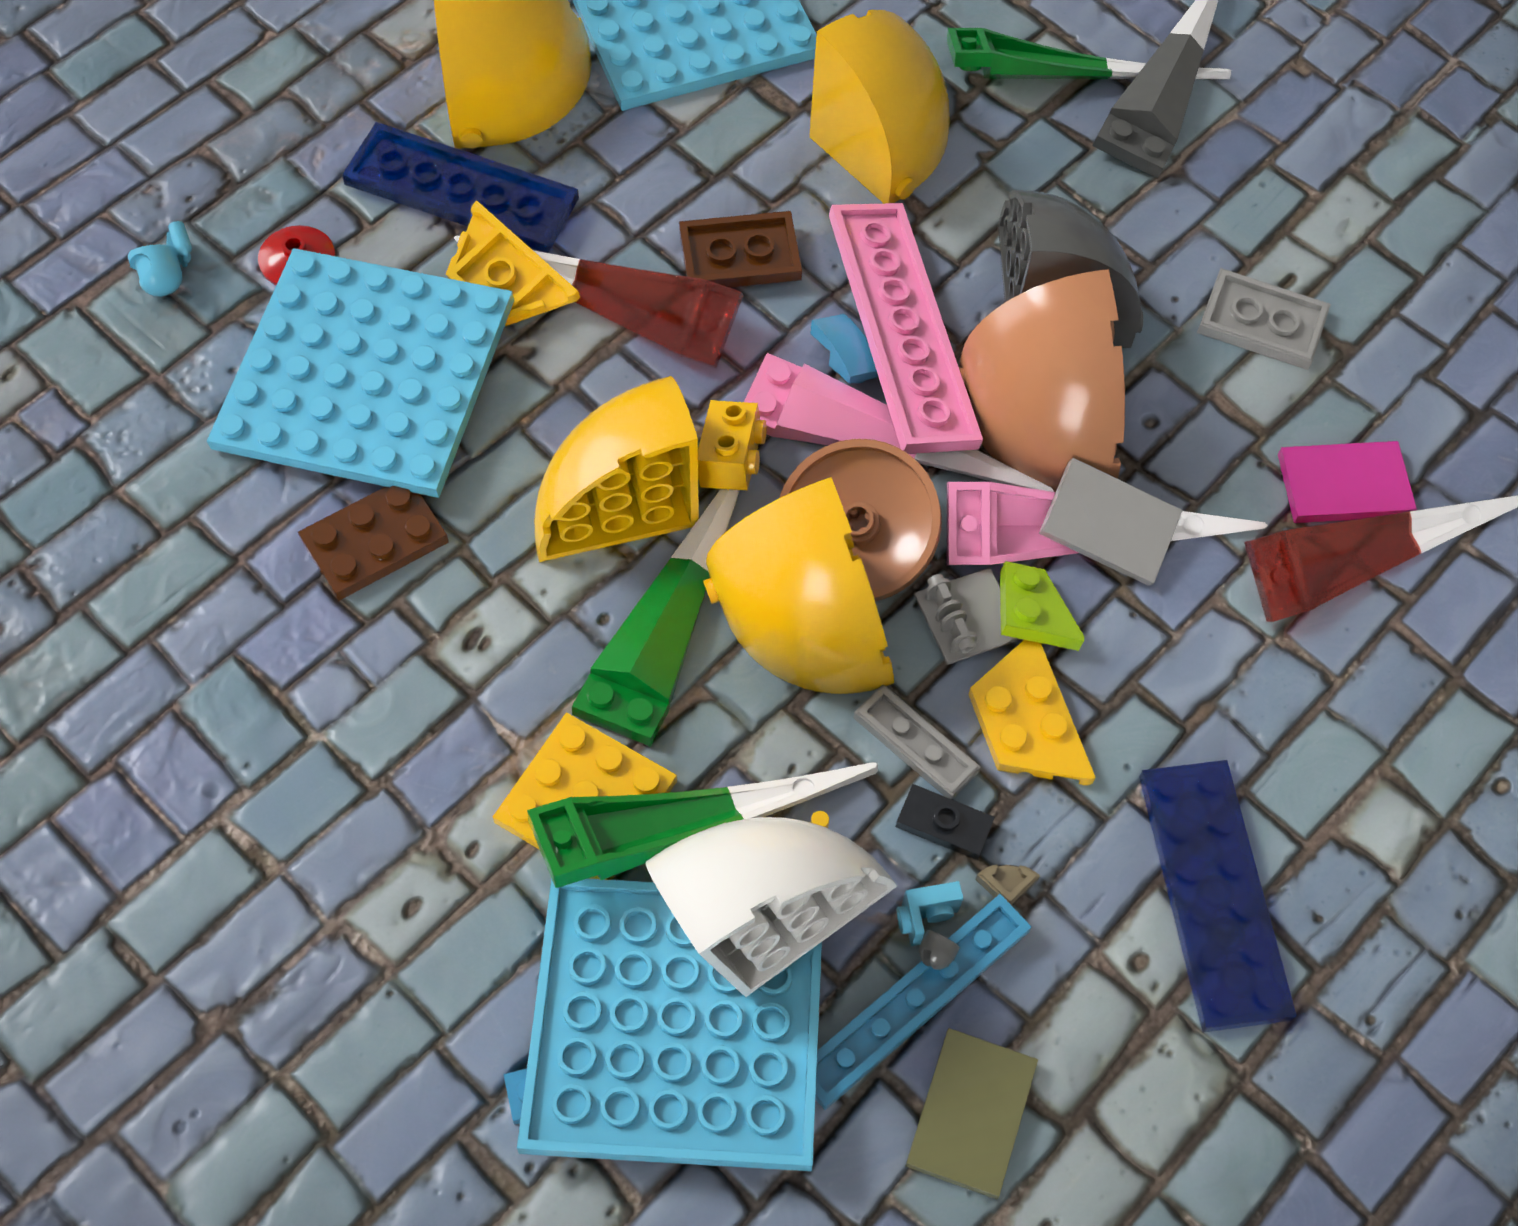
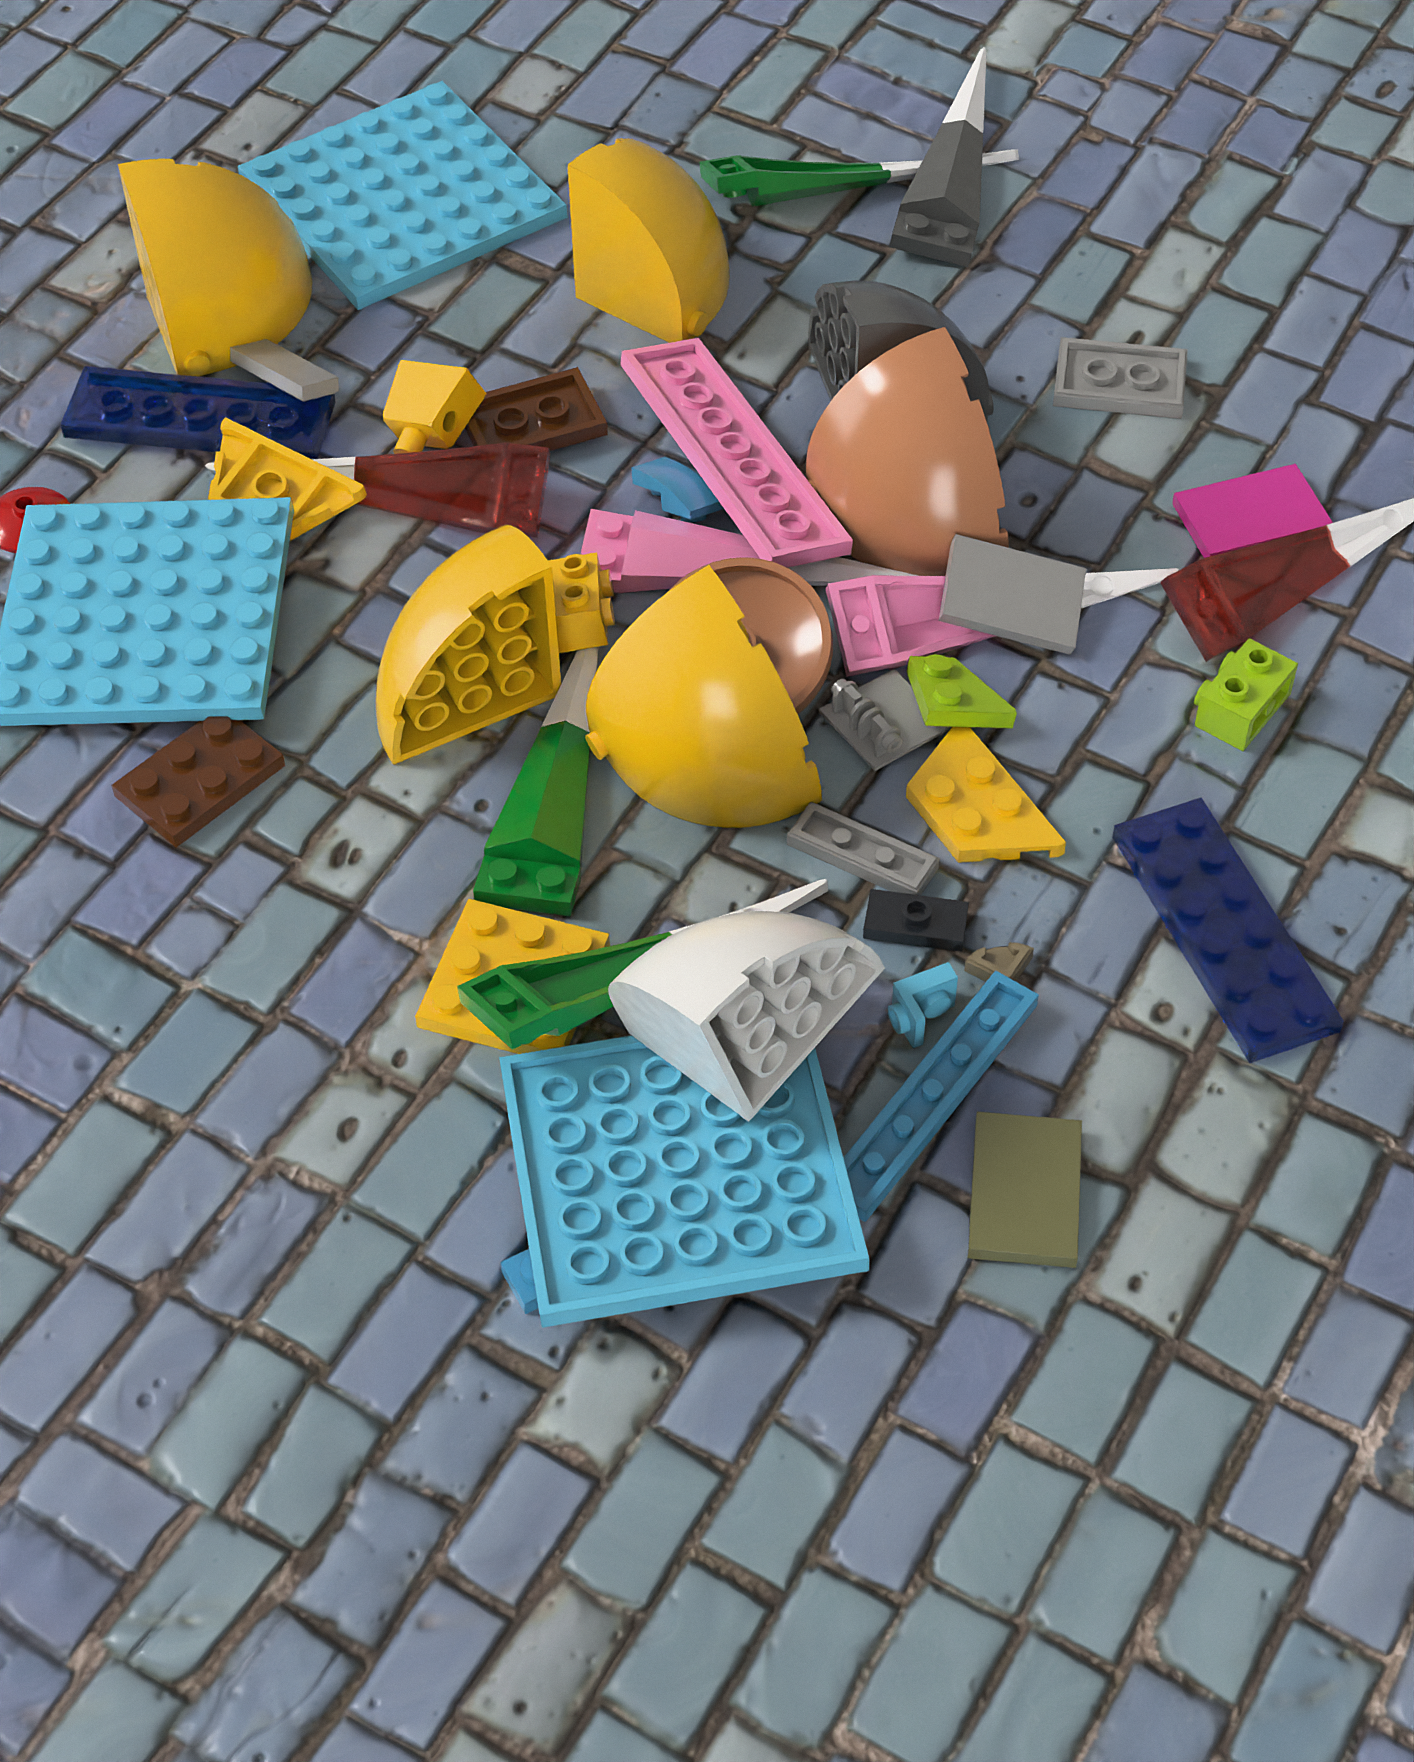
camera: 10 degrees left, 10 degrees down
(541, 161) = (284, 370): none -> light grey tile
(653, 225) = (430, 405): none -> yellow torso
(937, 950) = (944, 1031): dark grey hinge -> none
(1292, 665) = (1244, 694): none -> lime brick

